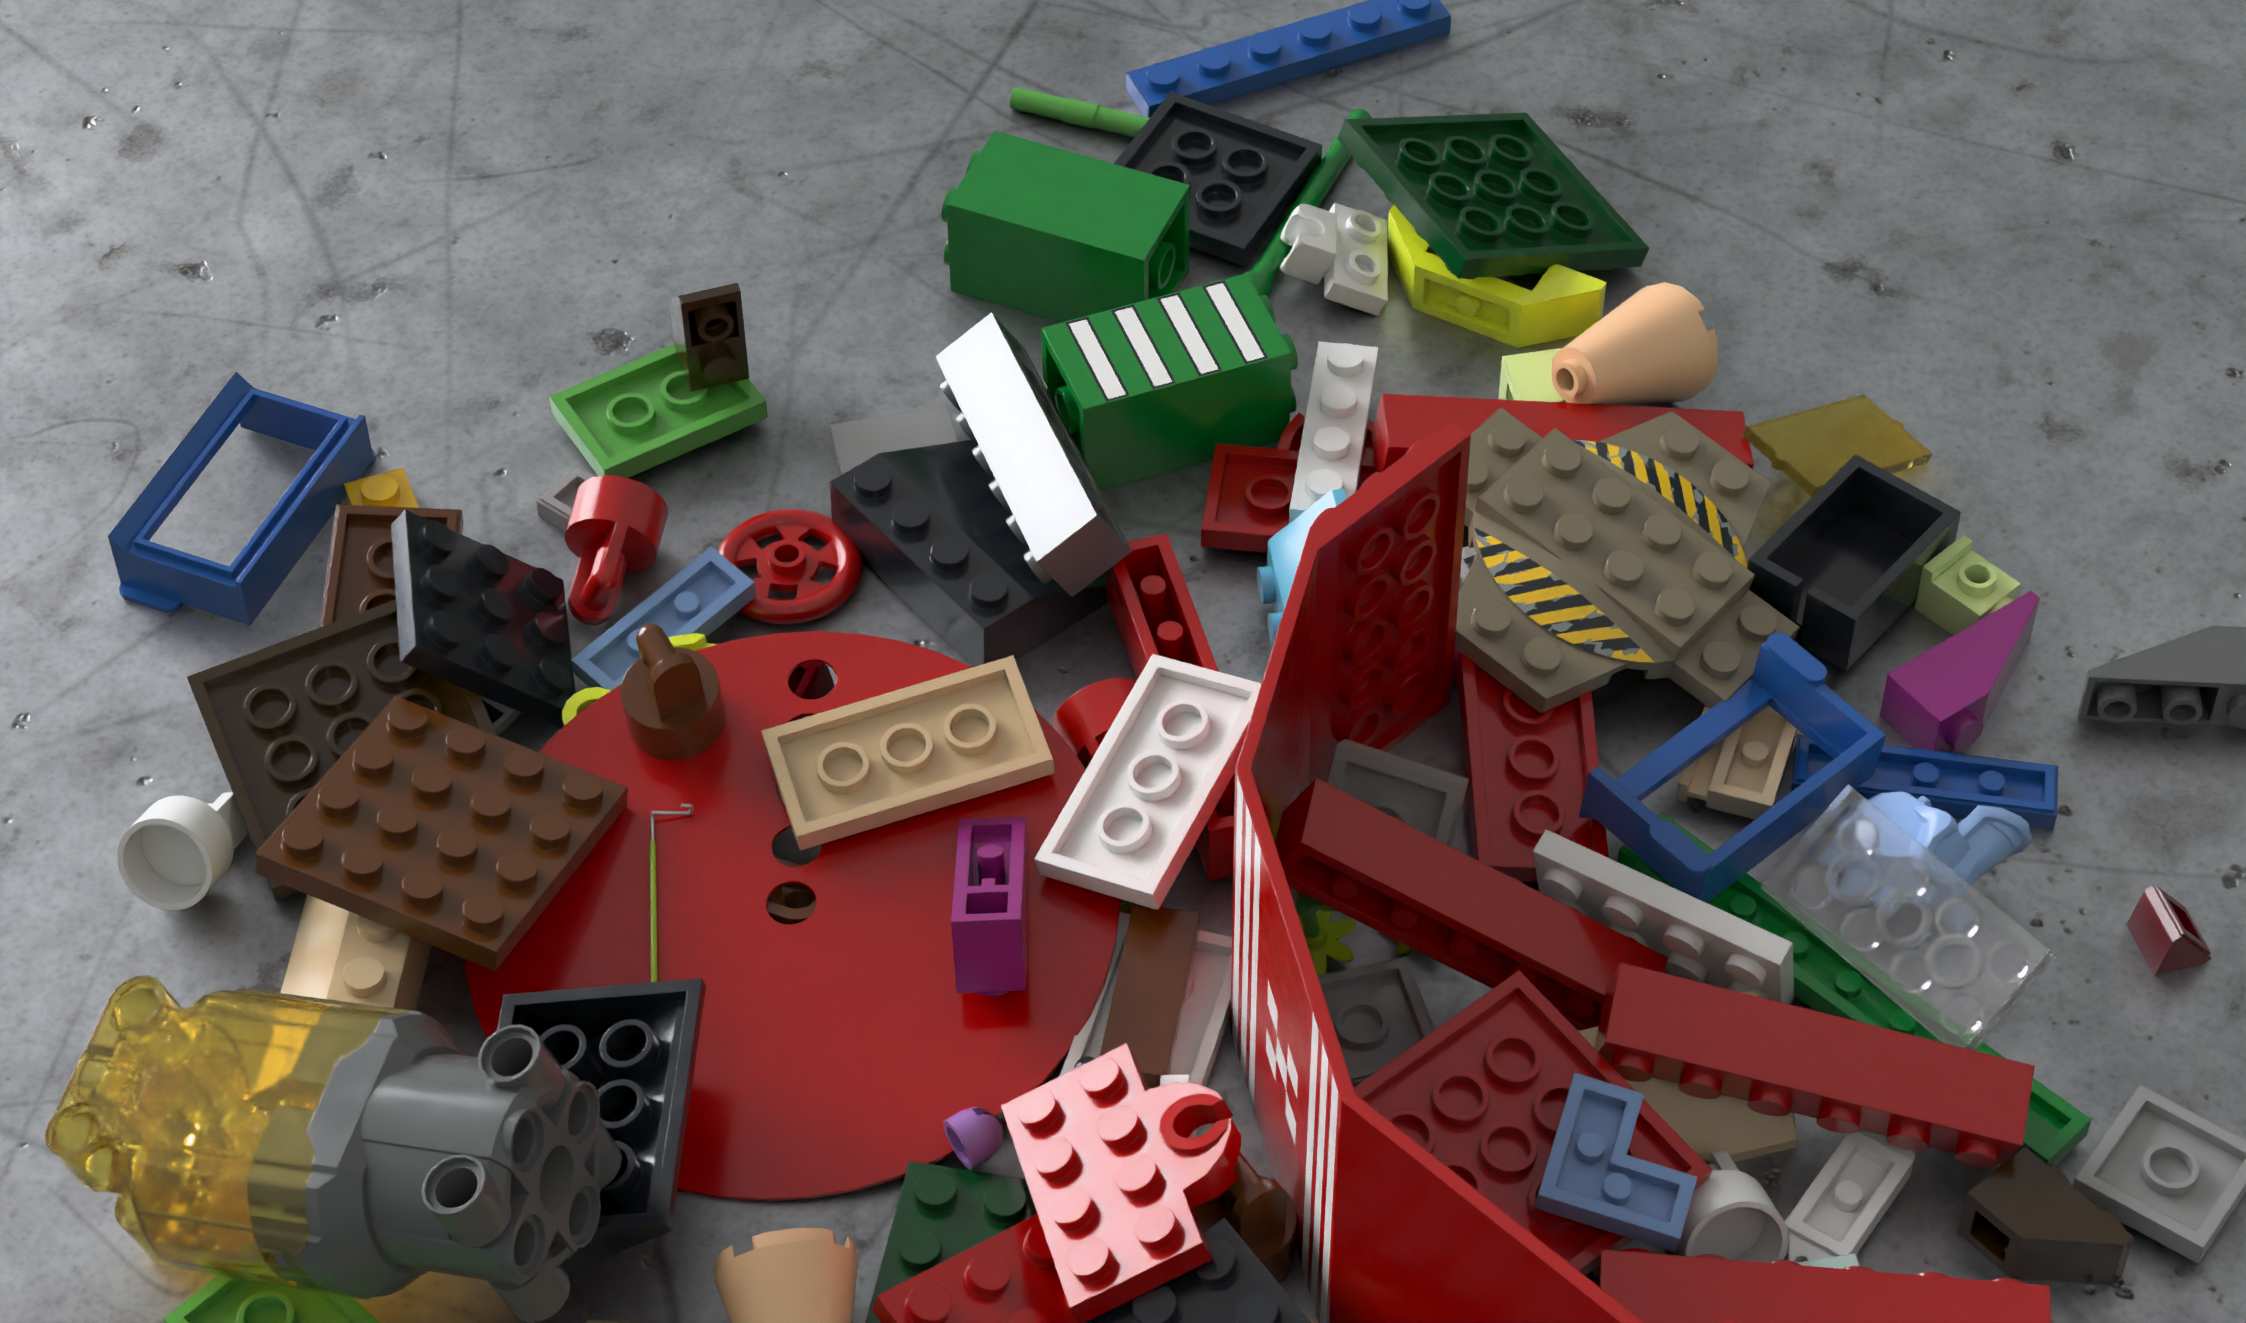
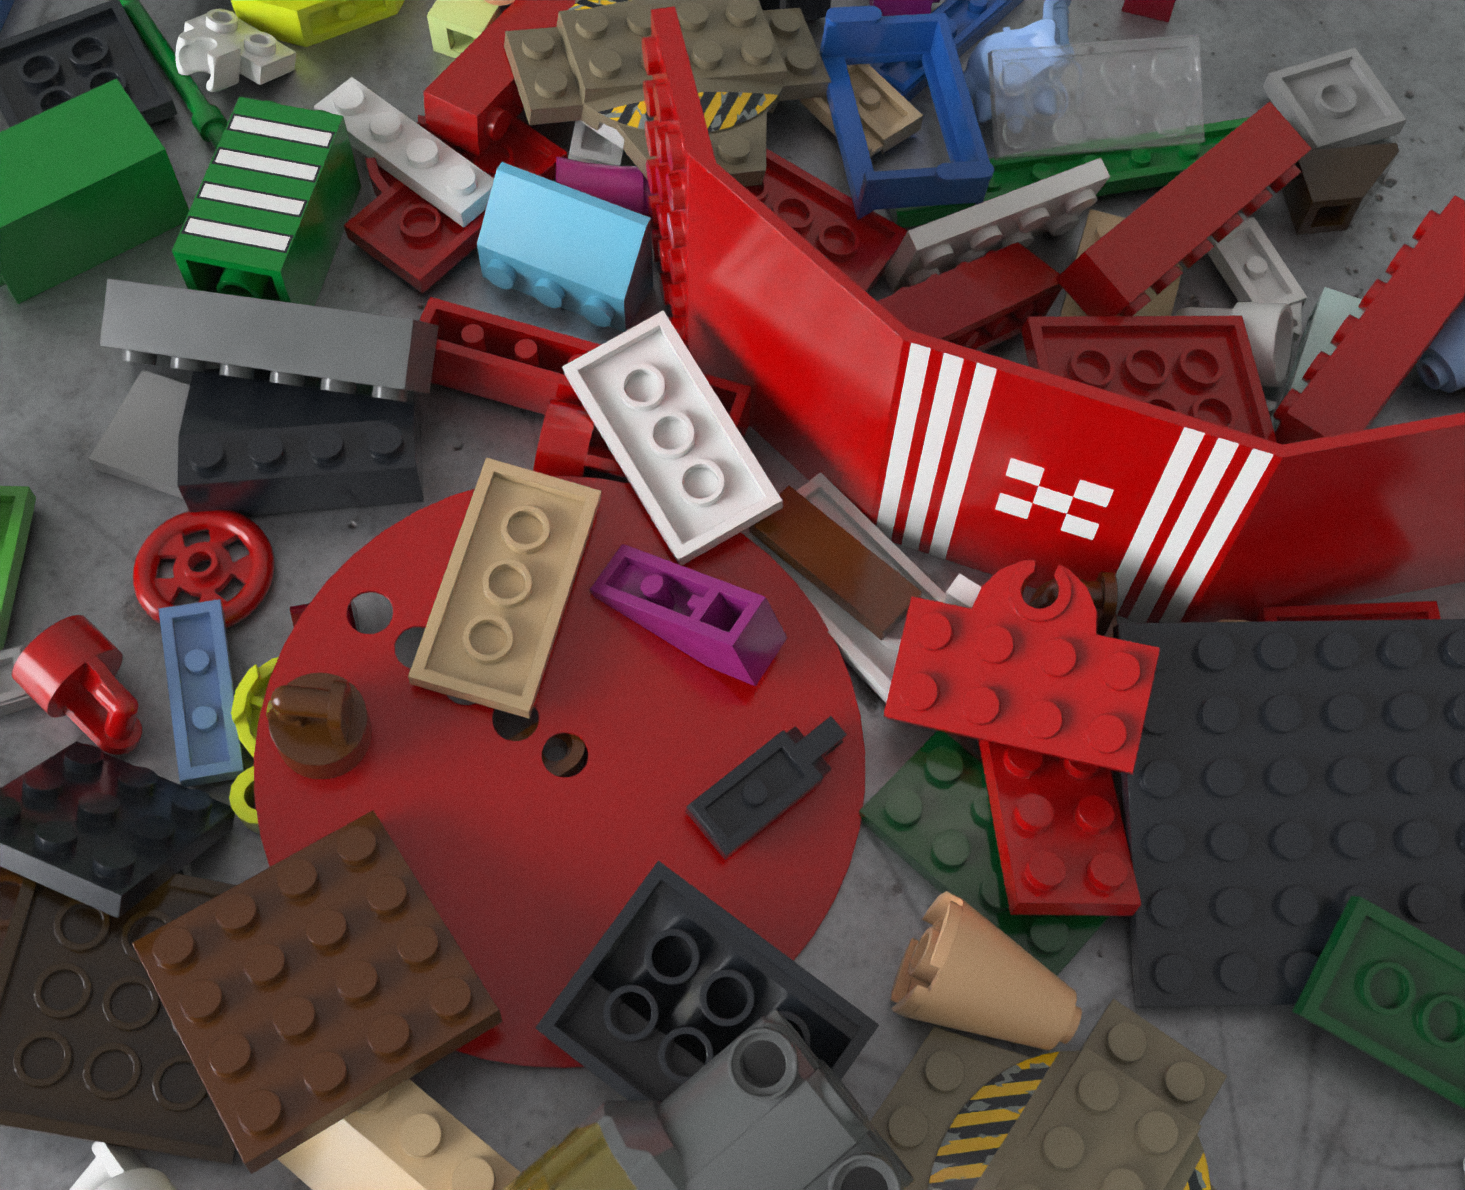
camera: 60 degrees left, 15 degrees up
(653, 886) = (422, 778): lime piece -> none
(872, 1063) = (764, 786): none -> black hinge
(978, 1133) = (876, 748): medium lavender hinge -> none
(1596, 1180) = (1224, 378): medium blue plate -> none

